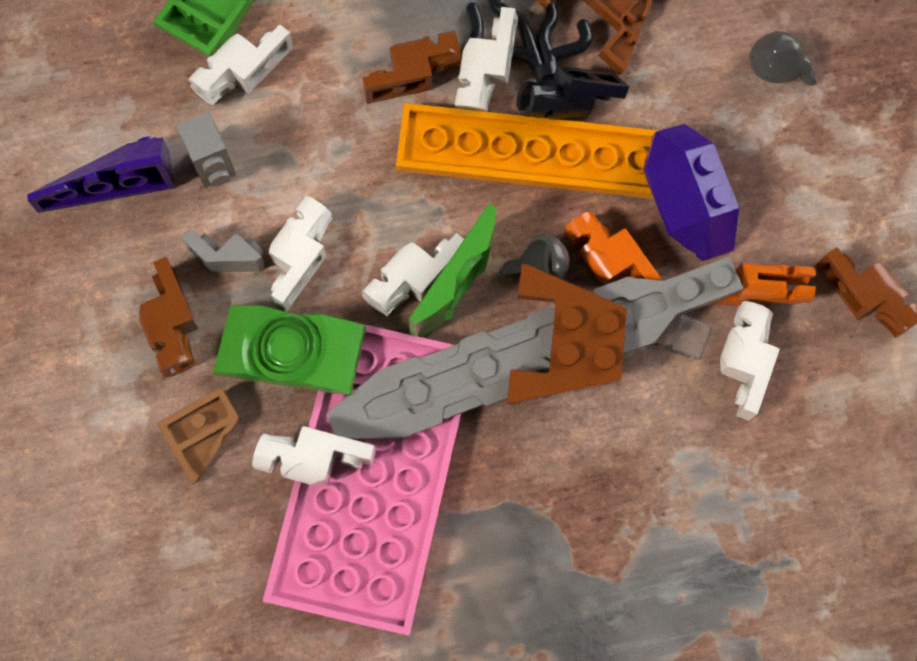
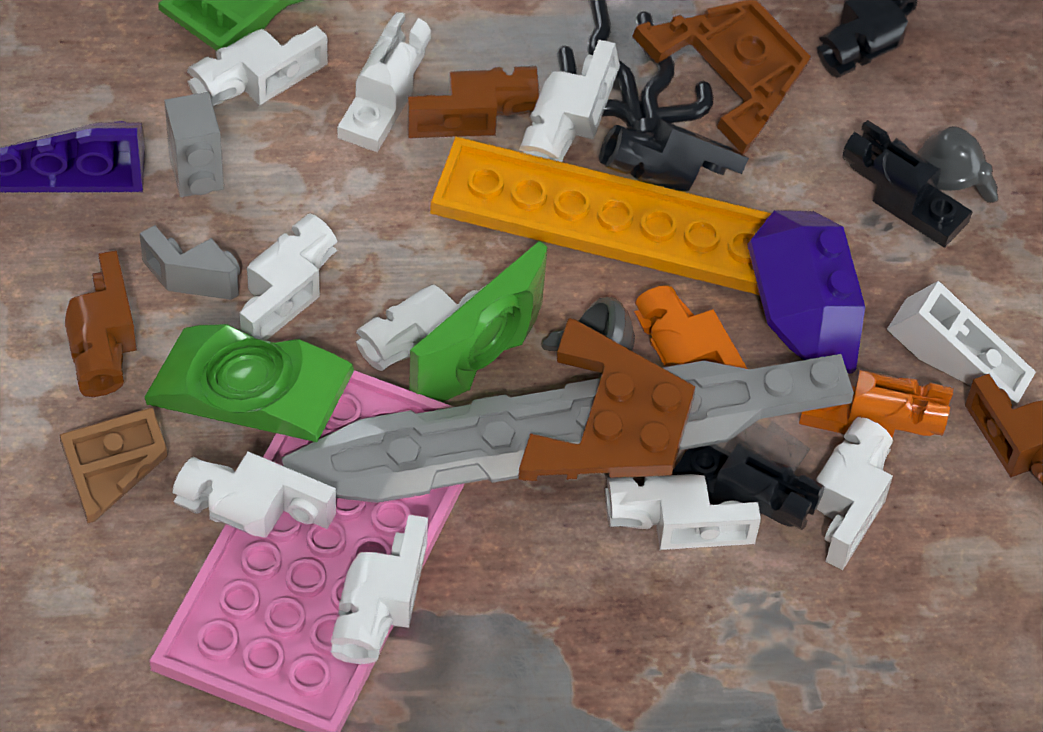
camera: 10 degrees right, 20 degrees down
(341, 64) = (384, 84): none -> white plate
(420, 520) = (379, 594): none -> white plate
(626, 401) = (680, 512): none -> white plate
(677, 371) = (754, 478): none -> black plate
(748, 85) = (906, 184): none -> black plate
(807, 218) = (957, 342): none -> white slope

